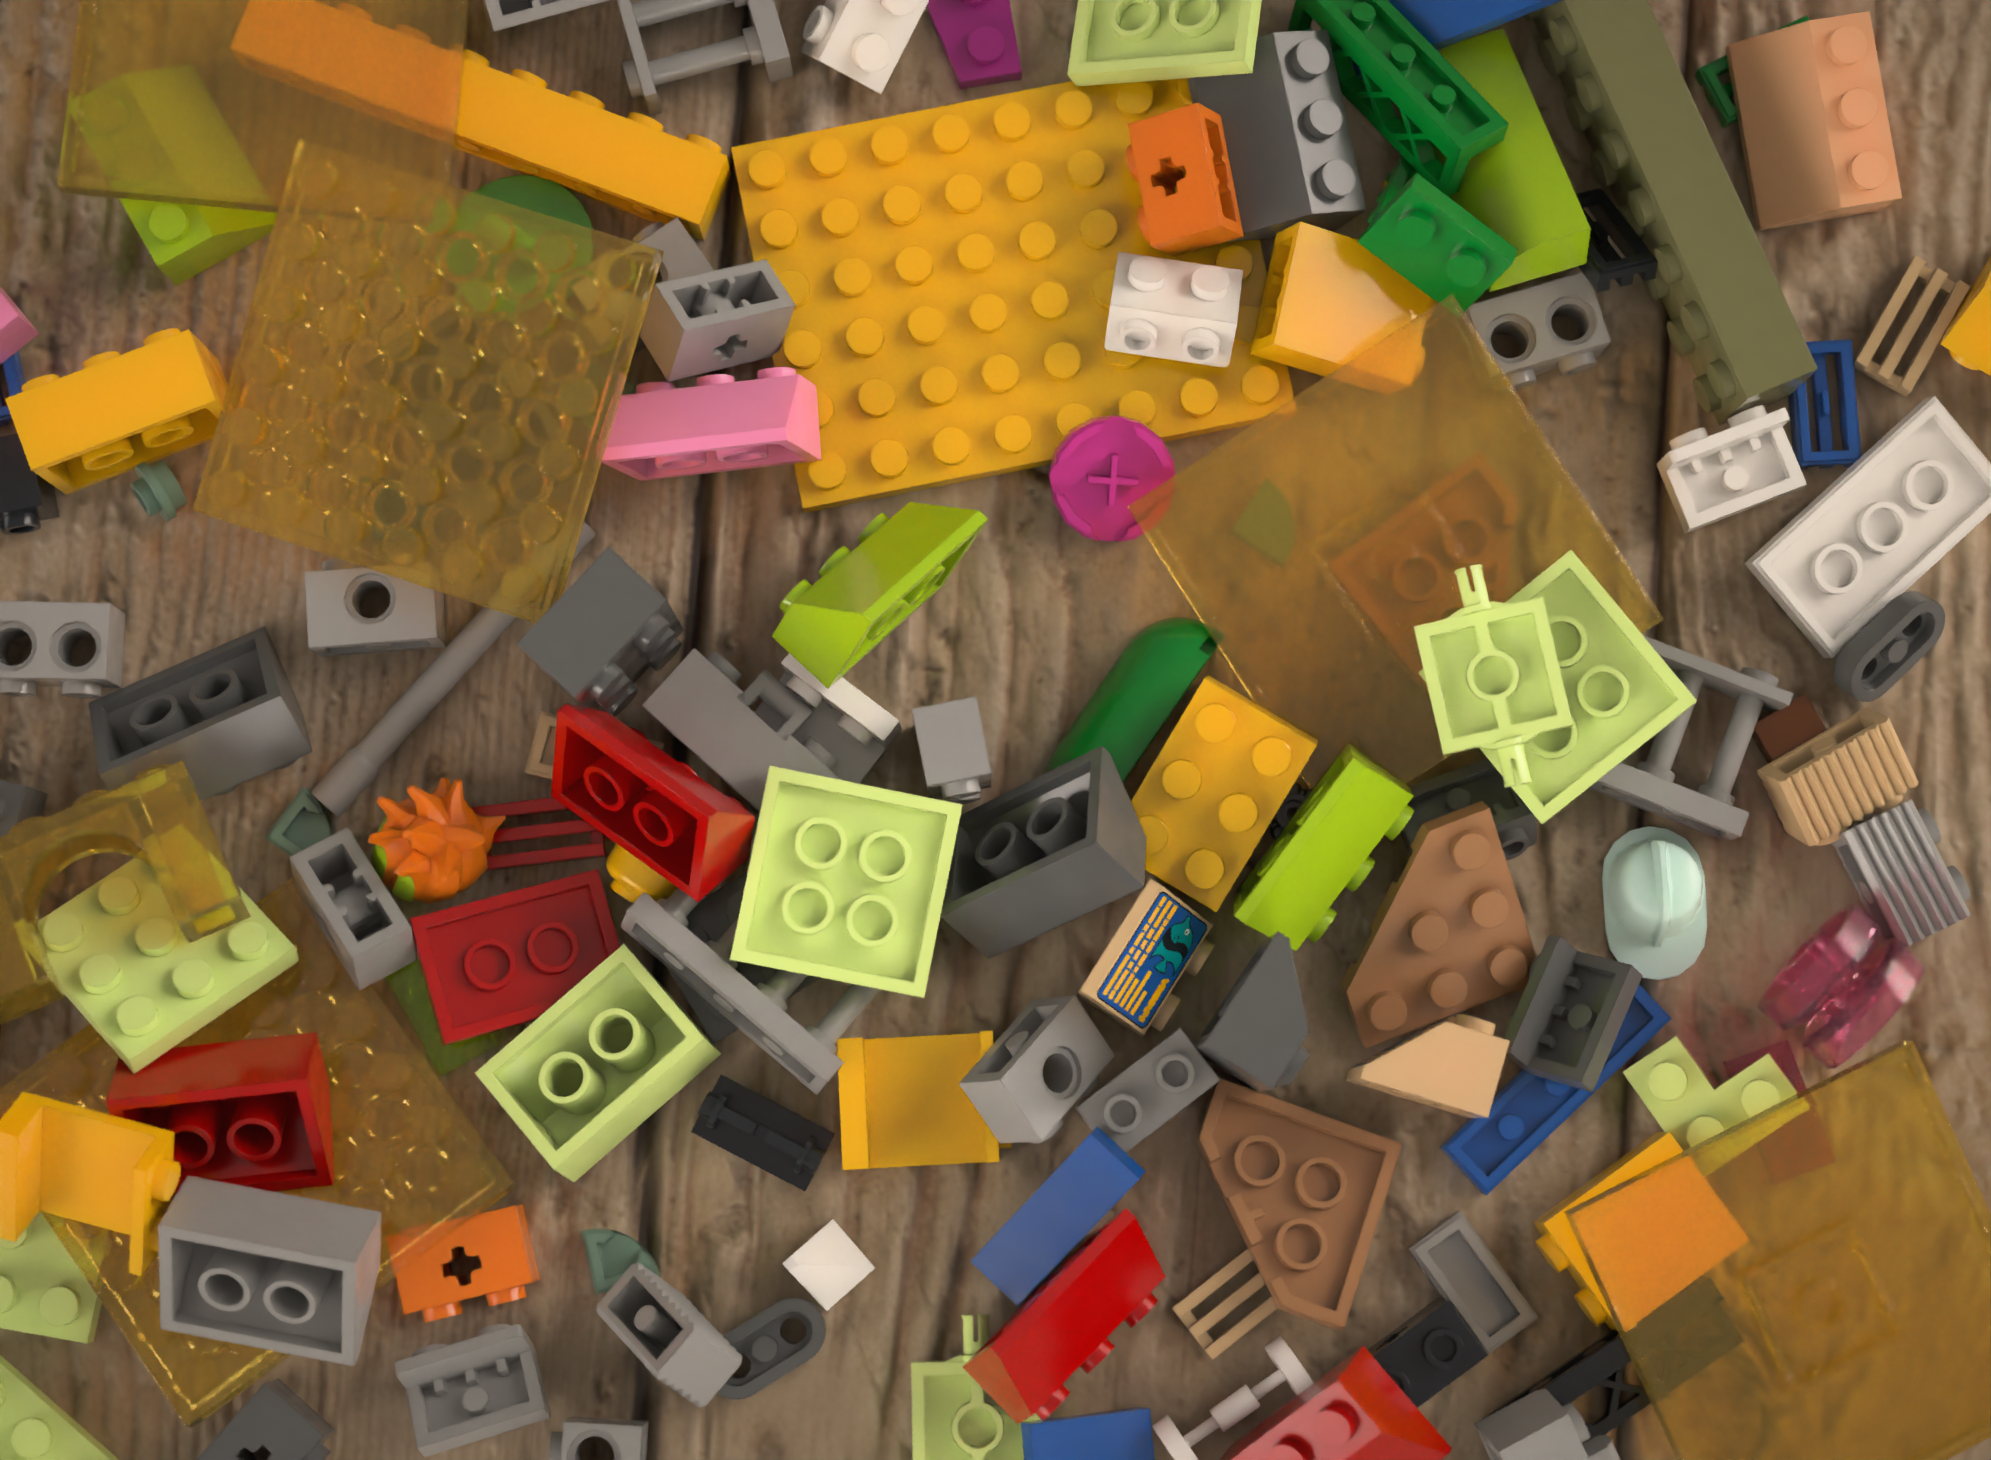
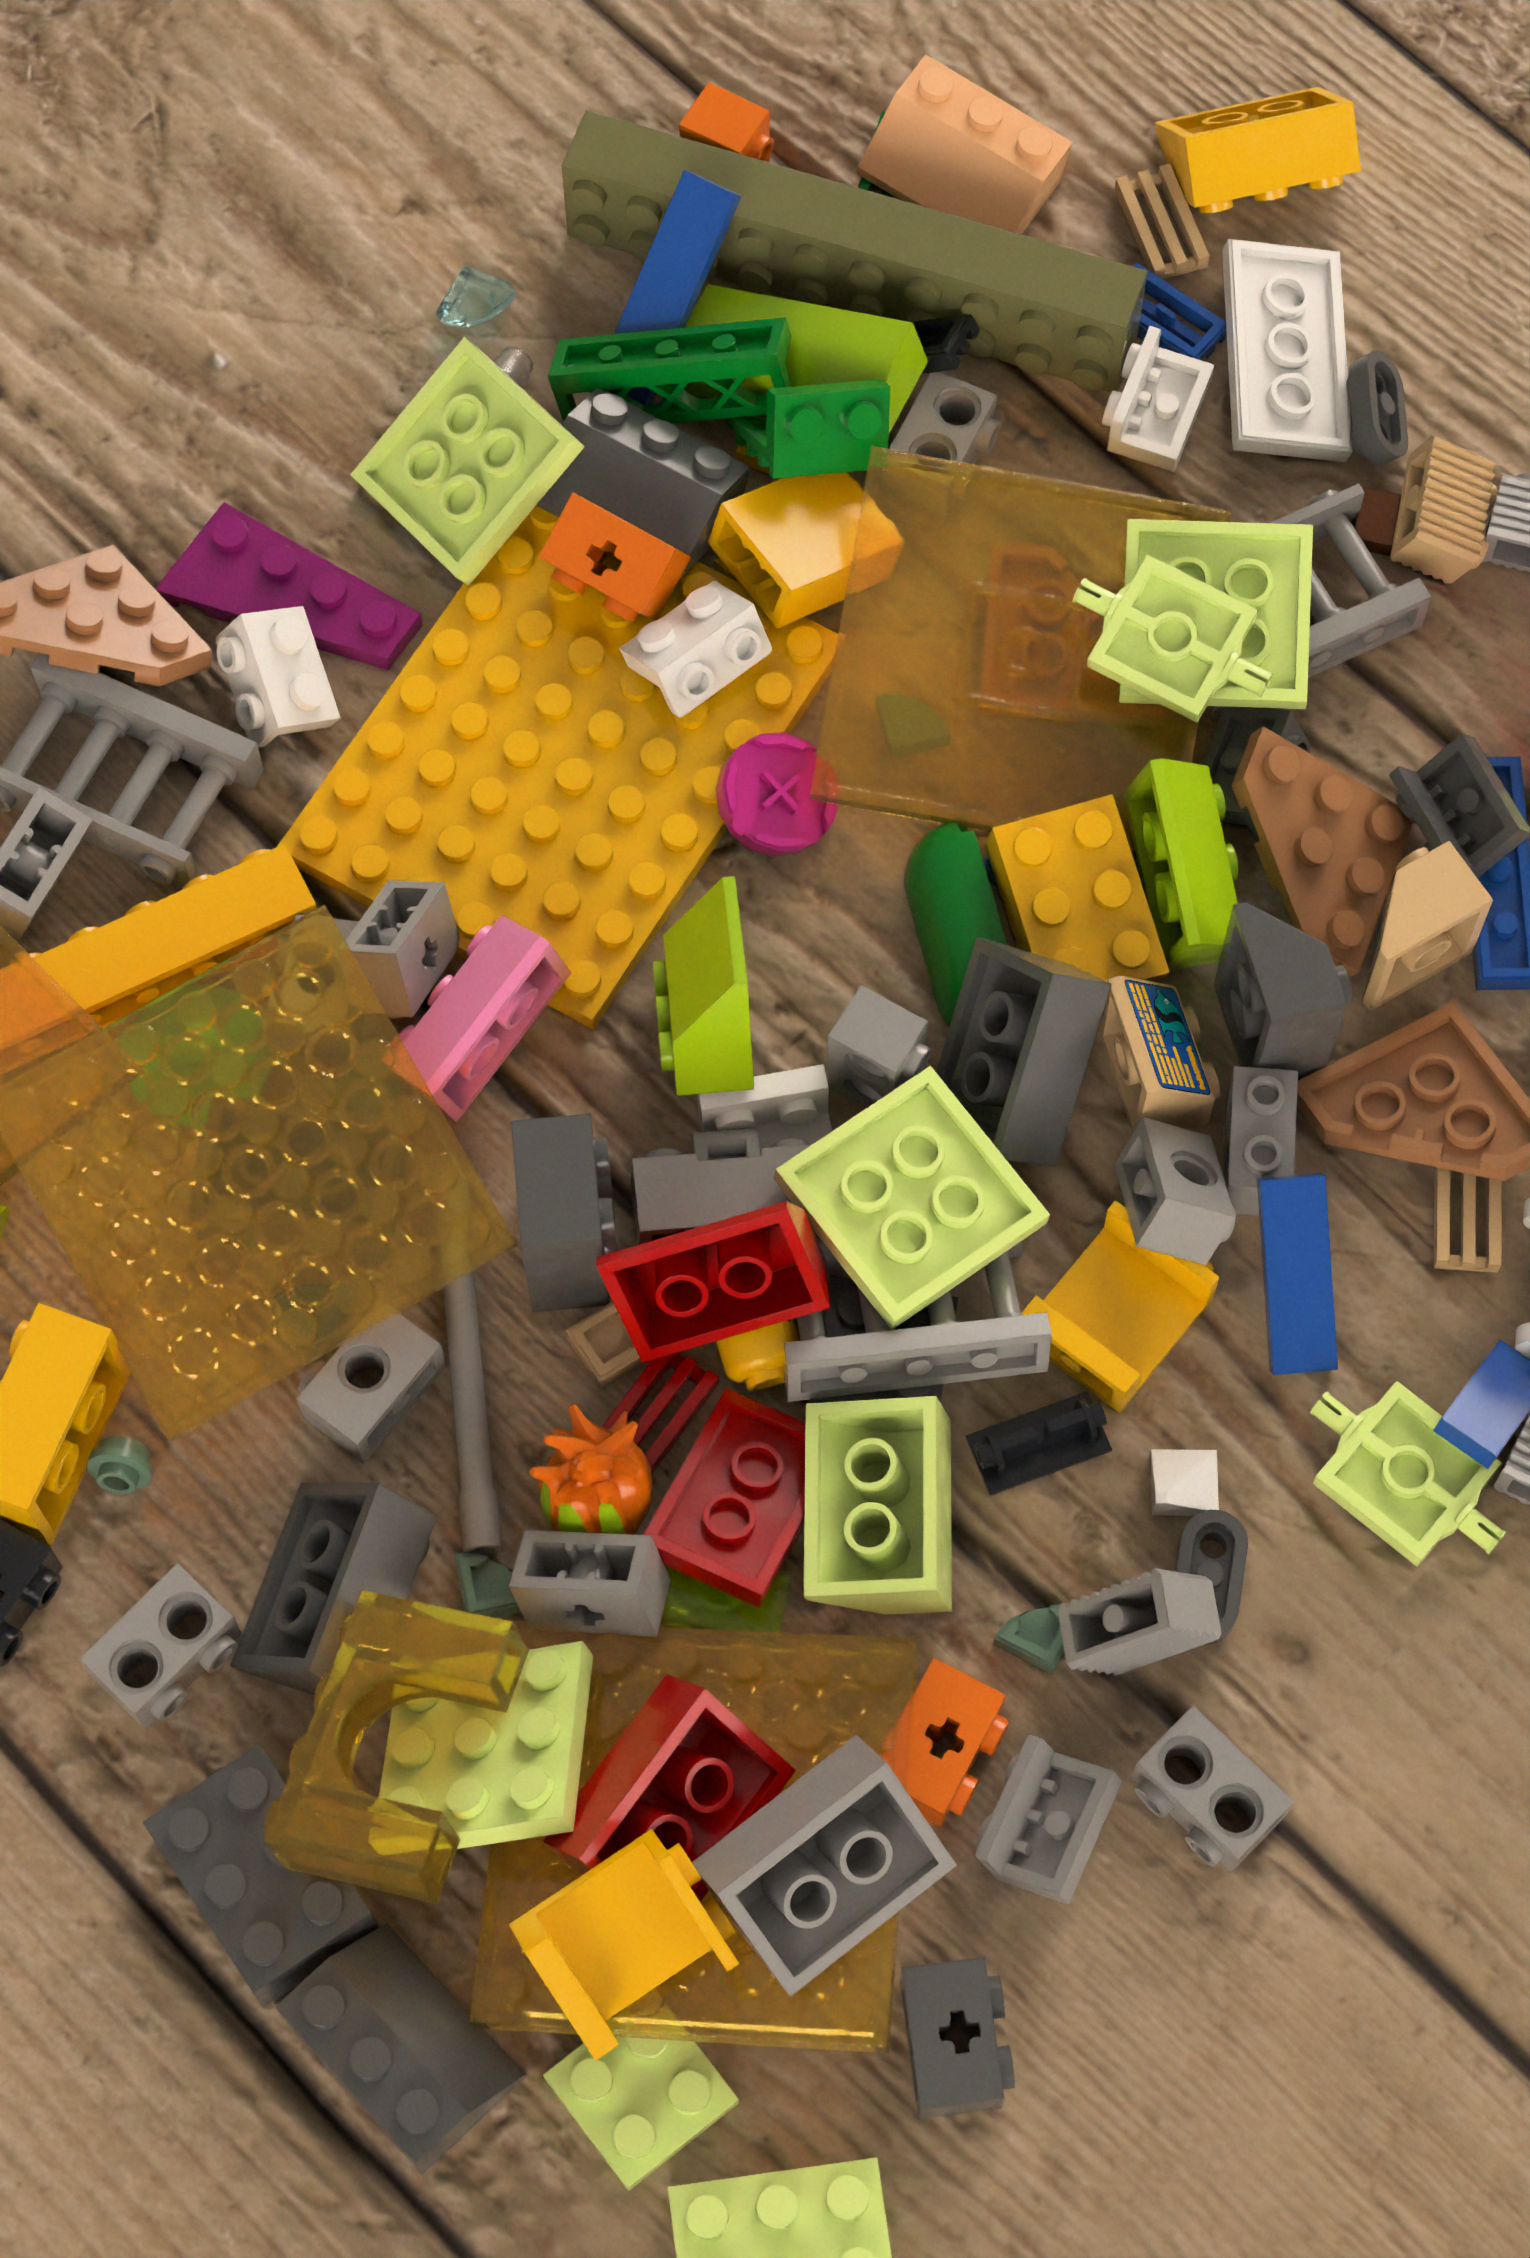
camera: 45 degrees left, 15 degrees down
(1069, 1320) = (1384, 1325): red slope -> none
(1654, 902) = (1421, 699): light aqua piece -> none

